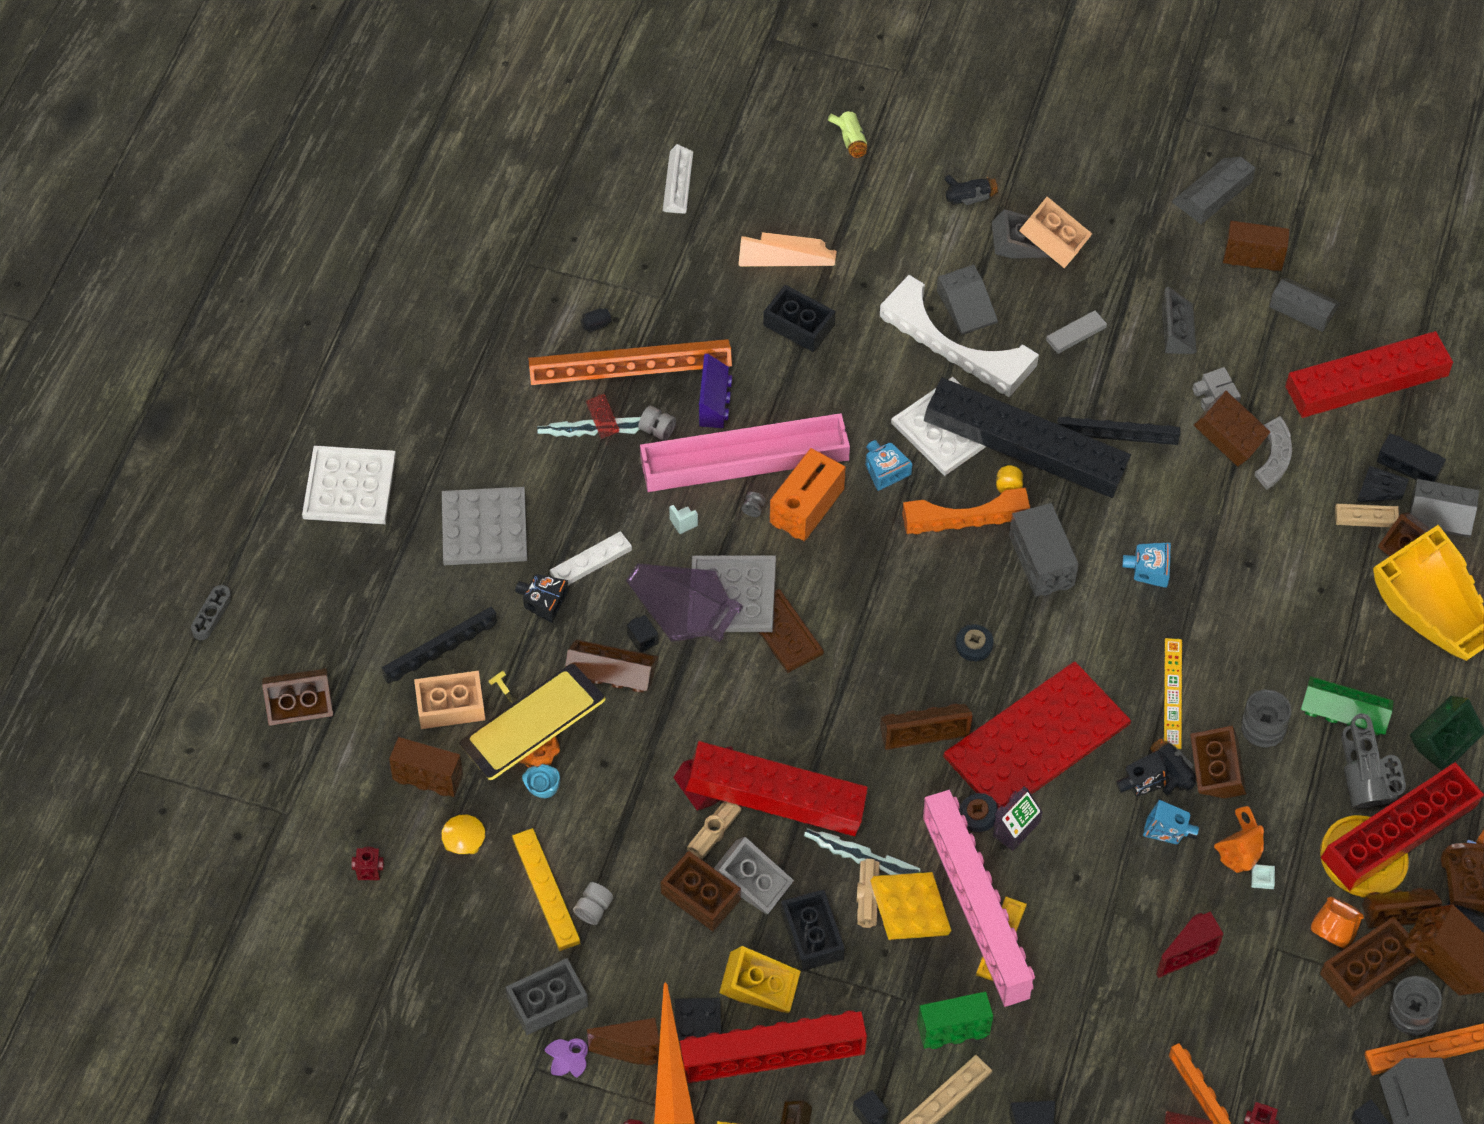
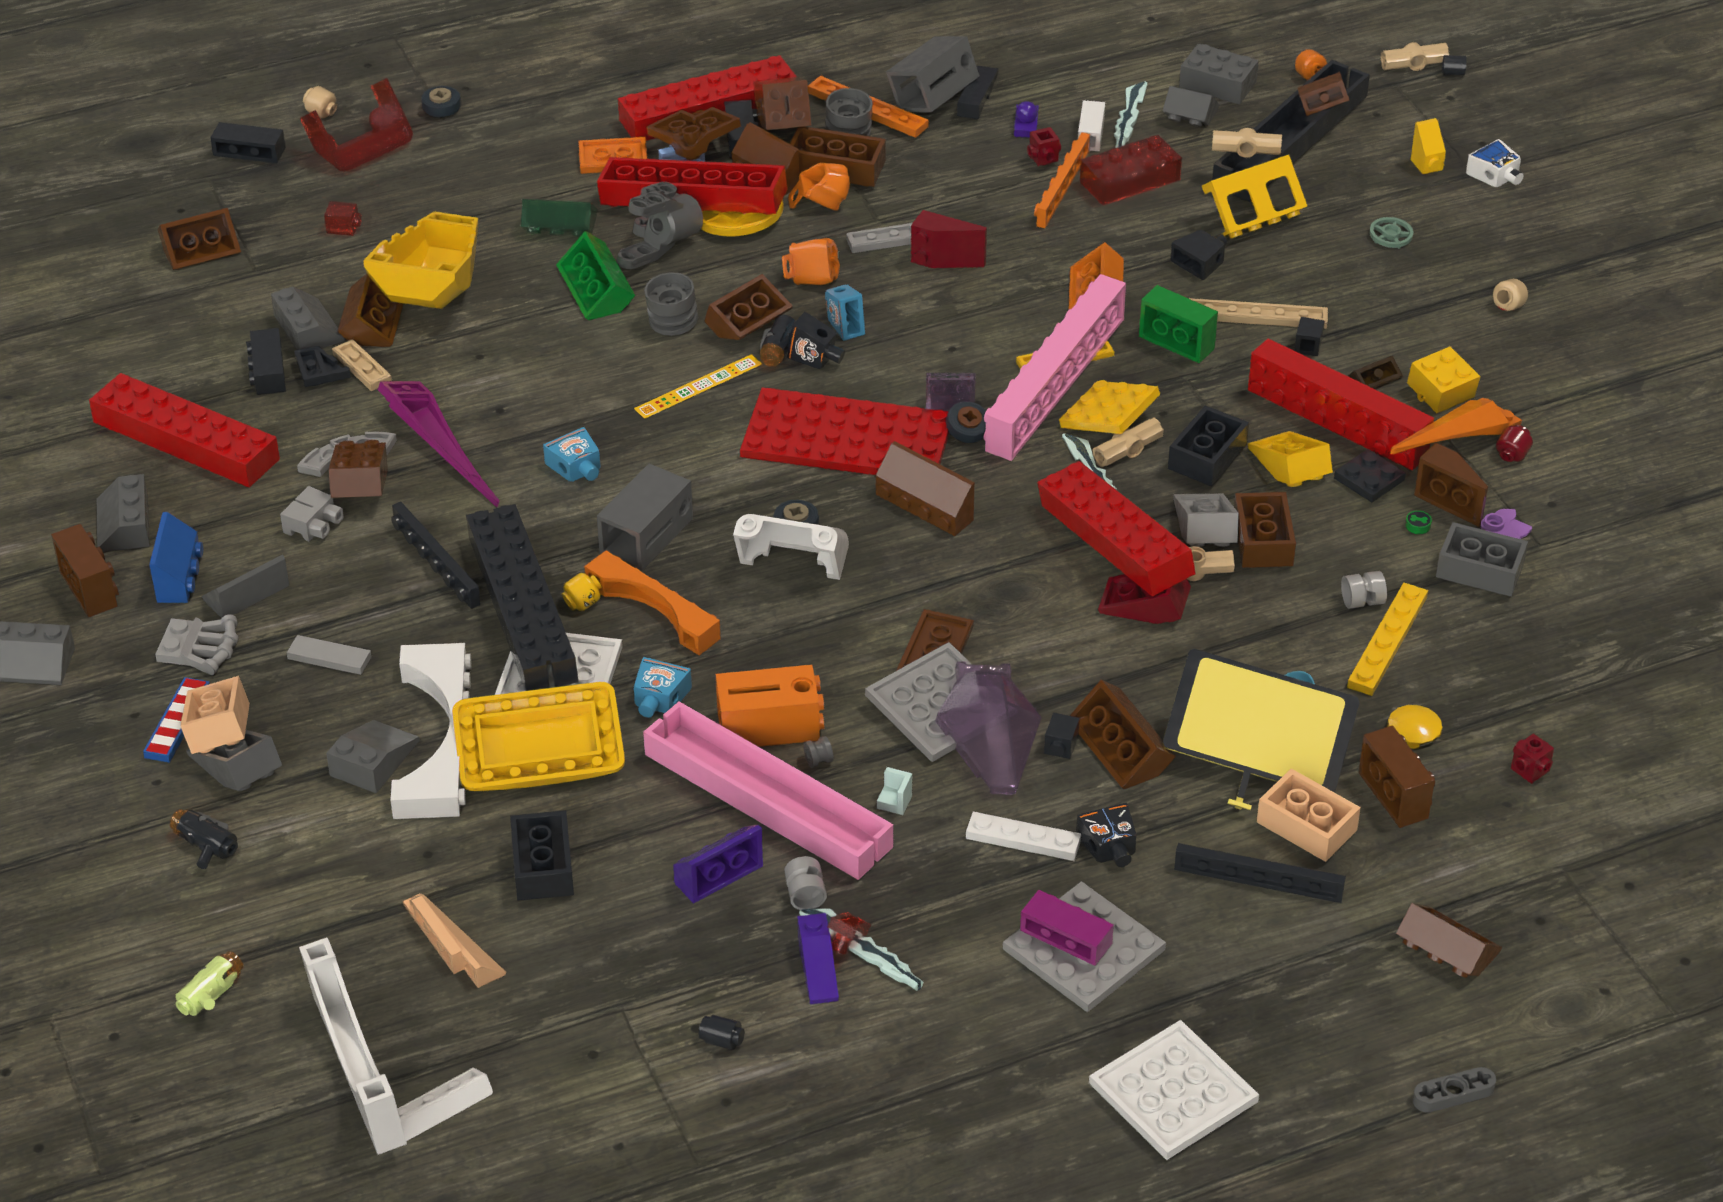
camera: 130 degrees left, 15 degrees down
(493, 507) = (1066, 927): none -> magenta brick
(616, 396) = (817, 958): none -> dark purple slope
(625, 1007) = (1418, 522): none -> green tile
(626, 362) = (754, 957): orange brick -> none
(780, 166) = (367, 1085): none -> white arch
(894, 371) = (538, 737): none -> yellow wedge
(942, 609) = (757, 533): none -> white windscreen
(1059, 1021) = (1100, 261): none -> orange slope
(1096, 244) = (168, 732): none -> tile
(1153, 269) = (182, 642): none -> light grey plate
(1228, 294) = (175, 560): none -> blue slope
(1247, 930) = (879, 238): none -> light grey tile
(1274, 506) = (421, 412): none -> magenta plate

